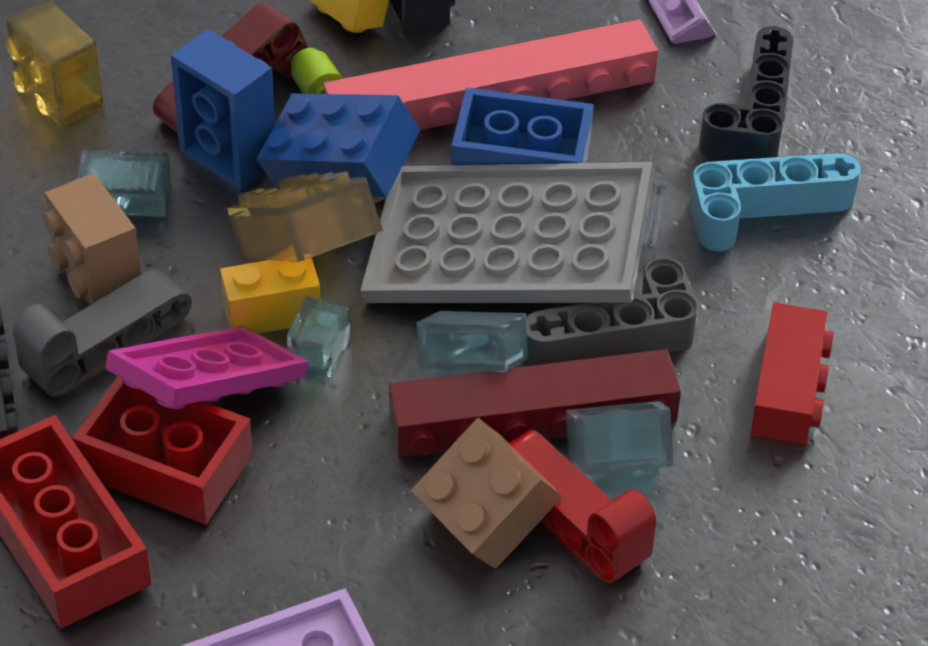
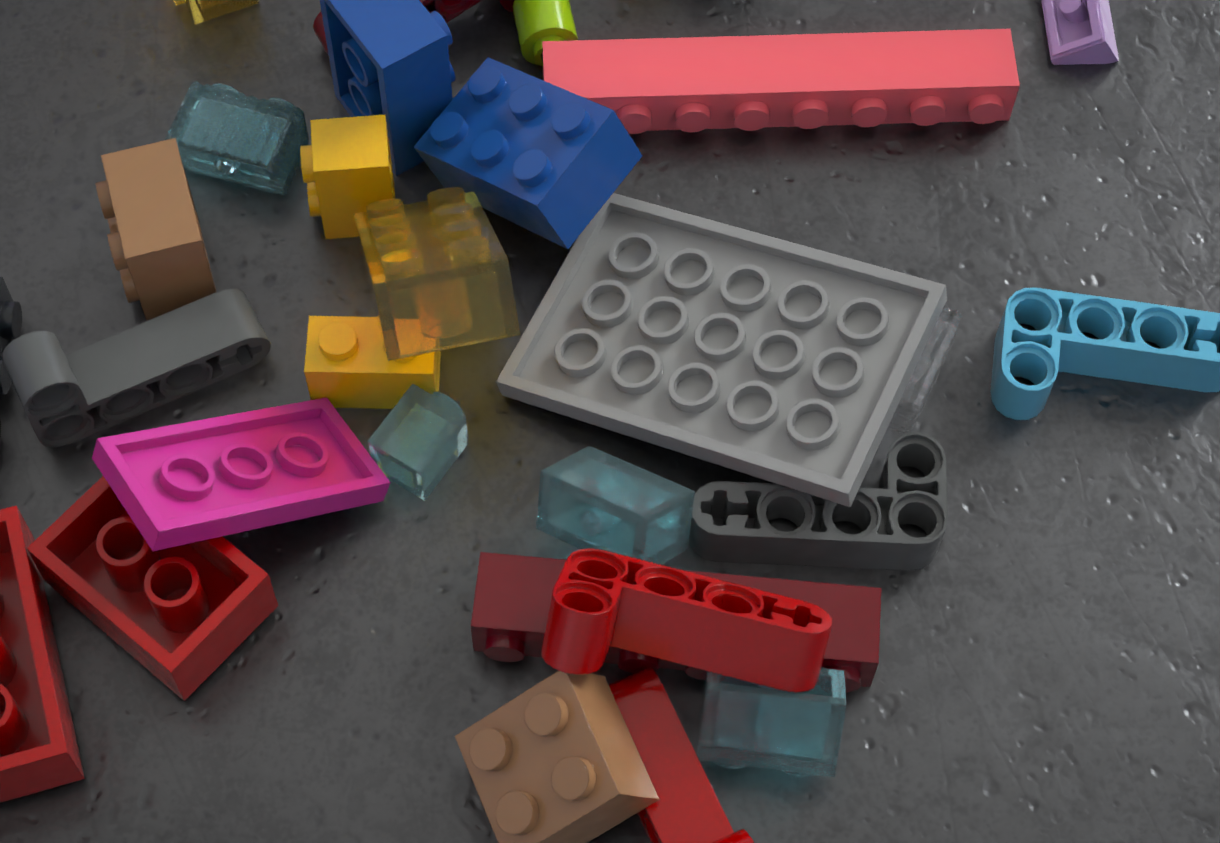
camera: 15 degrees right, 15 degrees up
(215, 177) = (346, 170): none -> yellow brick
(520, 130) = (787, 182): blue brick -> none
(548, 382) = (681, 619): none -> red beam
(753, 129) = (1156, 182): black beam -> none
(792, 374) = (1051, 659): red brick -> none

